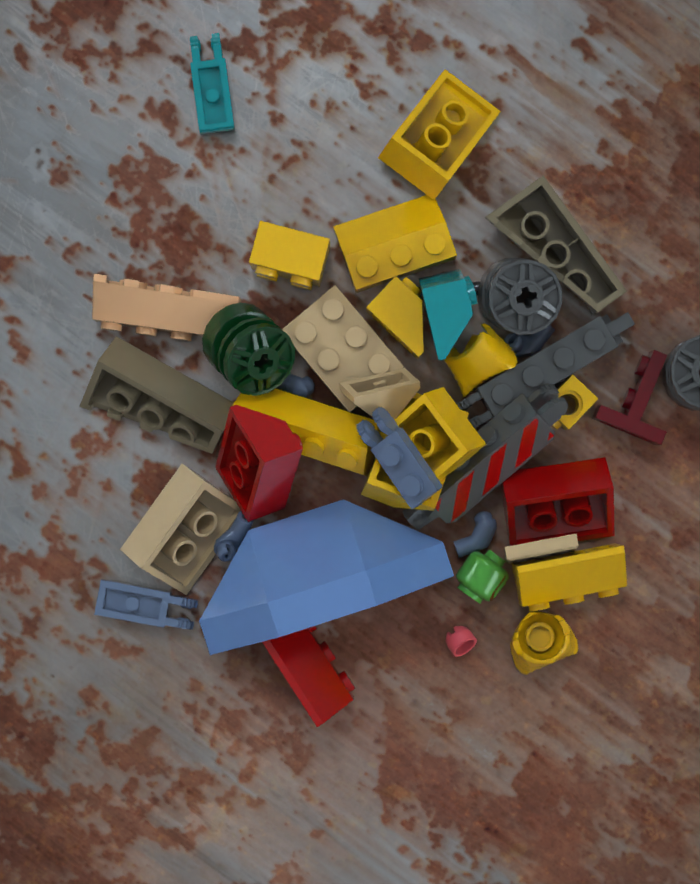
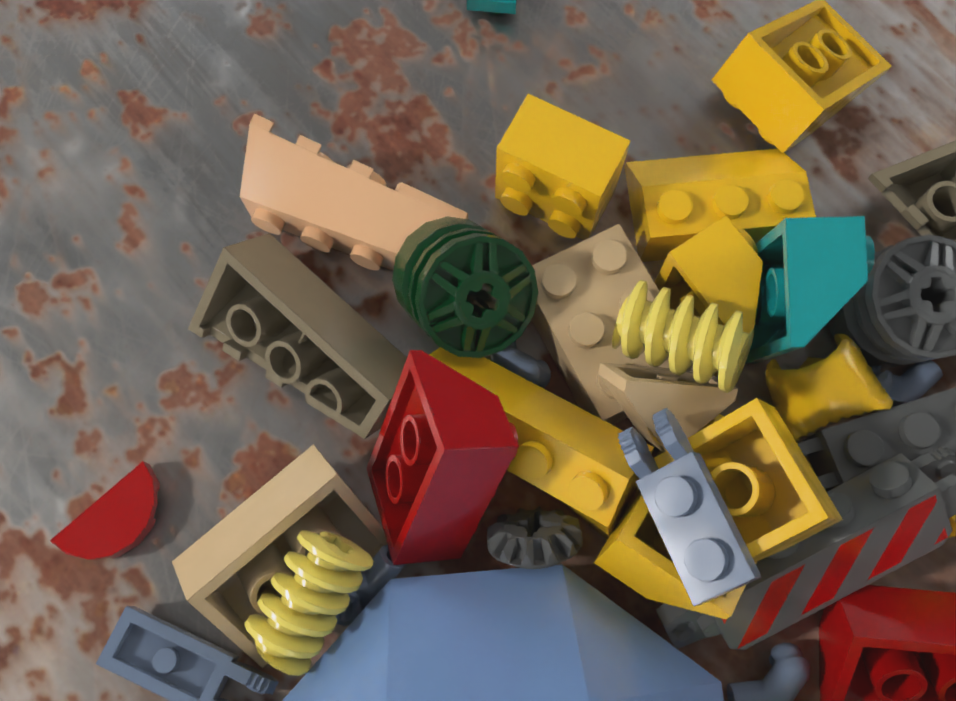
camera: 15 degrees right, 15 degrees down
(75, 533) = (115, 520): none -> red tile
(206, 551) = (308, 600): none -> light yellow piece
(335, 484) = (534, 538): none -> dark grey gear
(381, 361) = (682, 337): none -> light yellow piece

